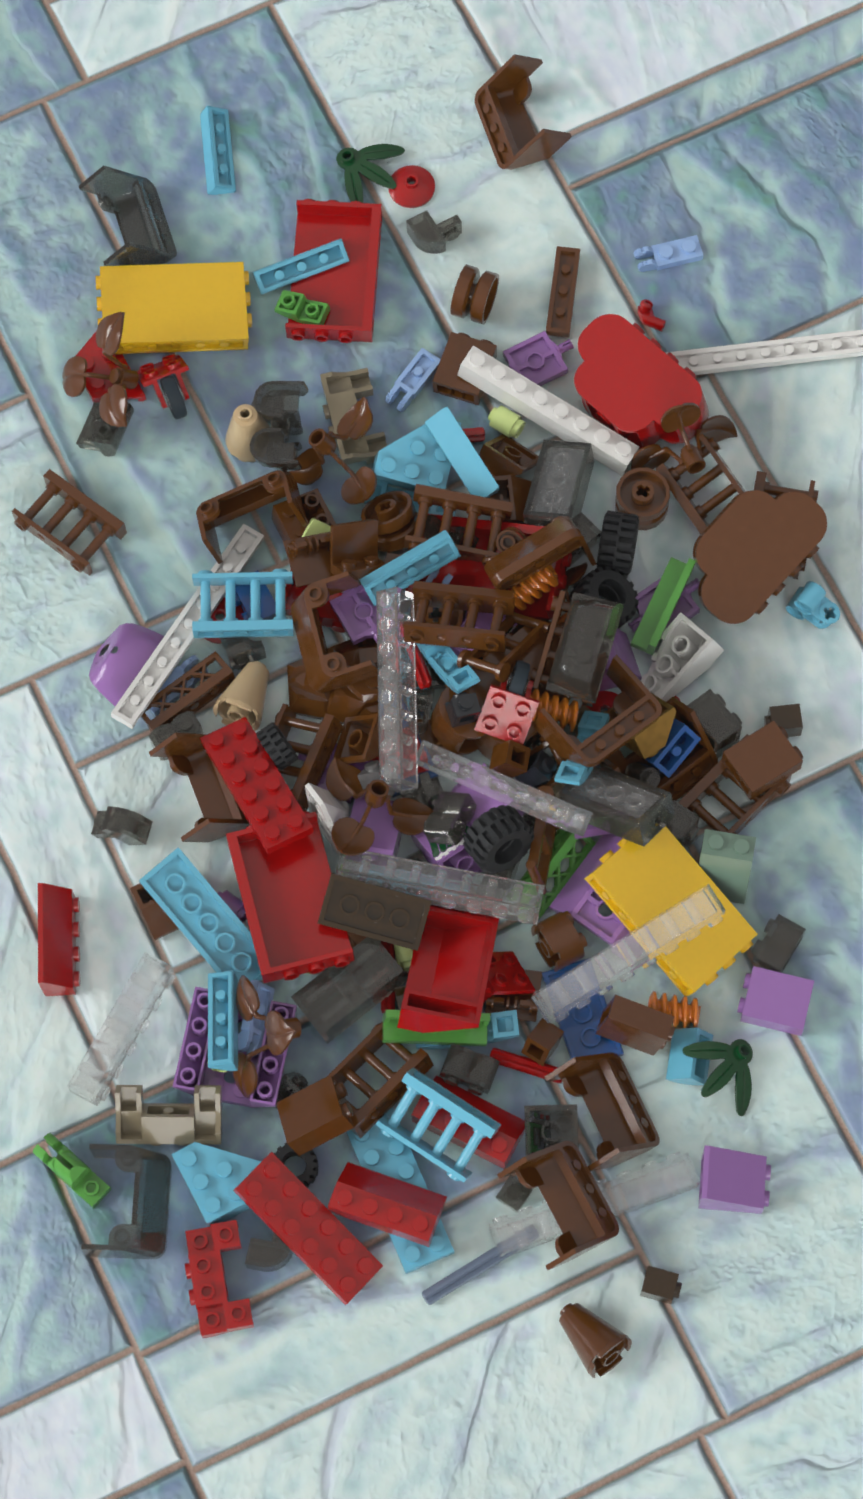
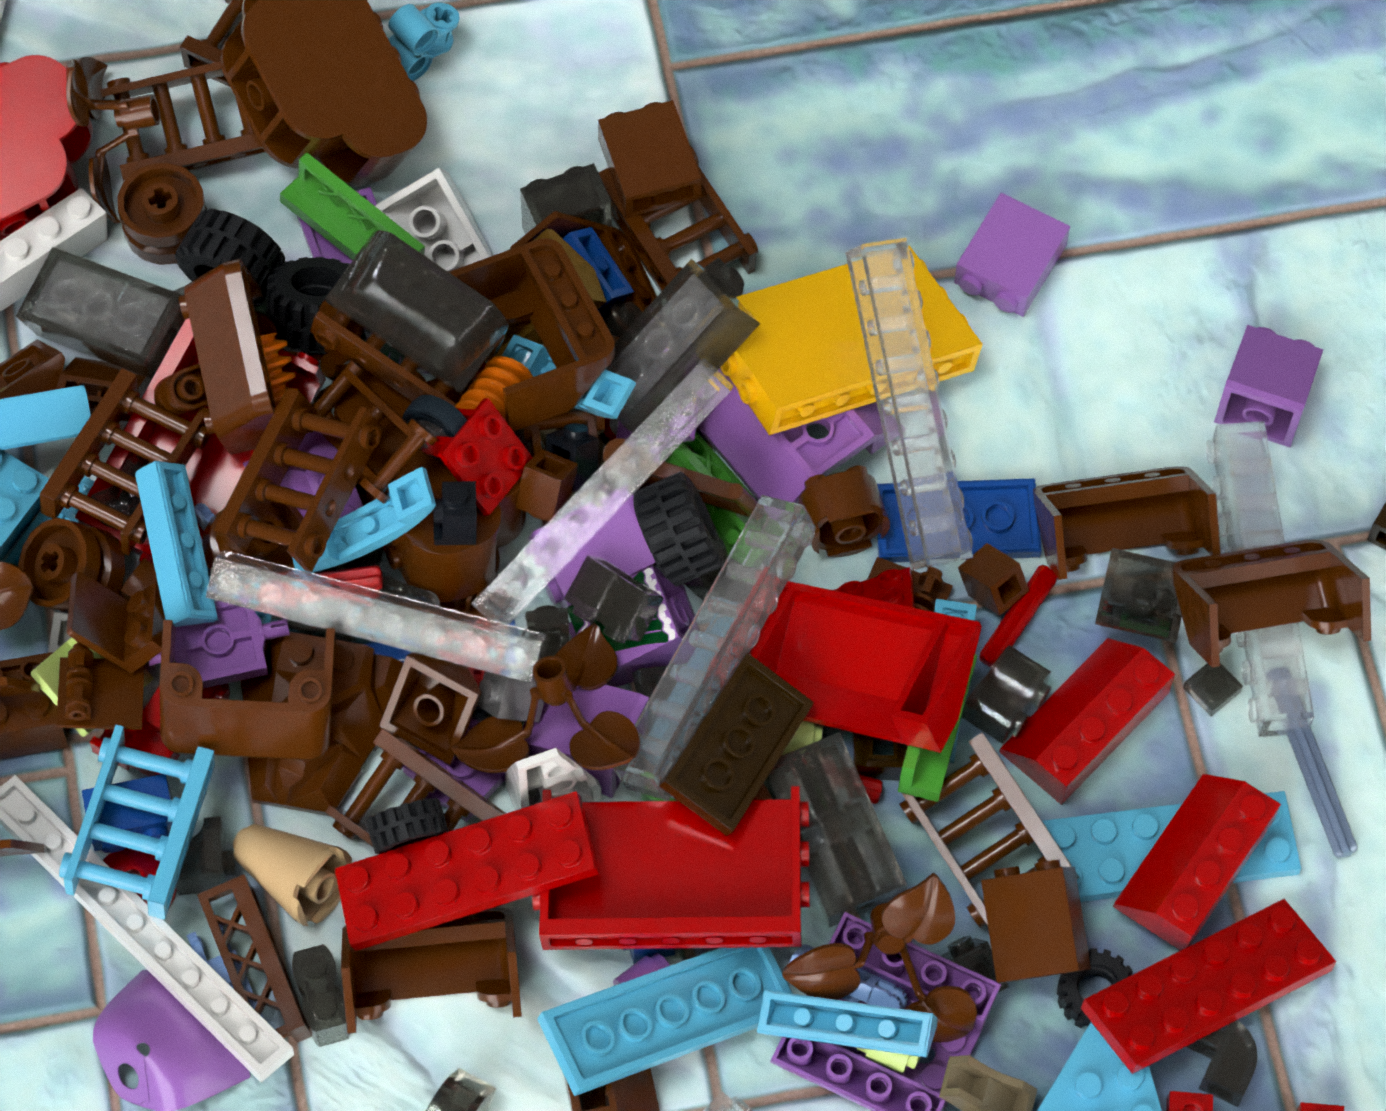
camera: 80 degrees left, 5 degrees down
(460, 1112) = (1061, 730): medium azure fence -> none
(635, 1025) = (1008, 439): reddish brown brick -> none
(681, 1011) = (990, 392): orange piece -> none
(684, 1068) = (1064, 392): medium azure brick -> none
(728, 862) = (789, 243): sand green slope -> none
(734, 1062) = (1079, 327): dark green plant -> none
(778, 944) = (930, 228): clear smoke brick -> none
(786, 716) = (581, 126): dark brown brick -> none

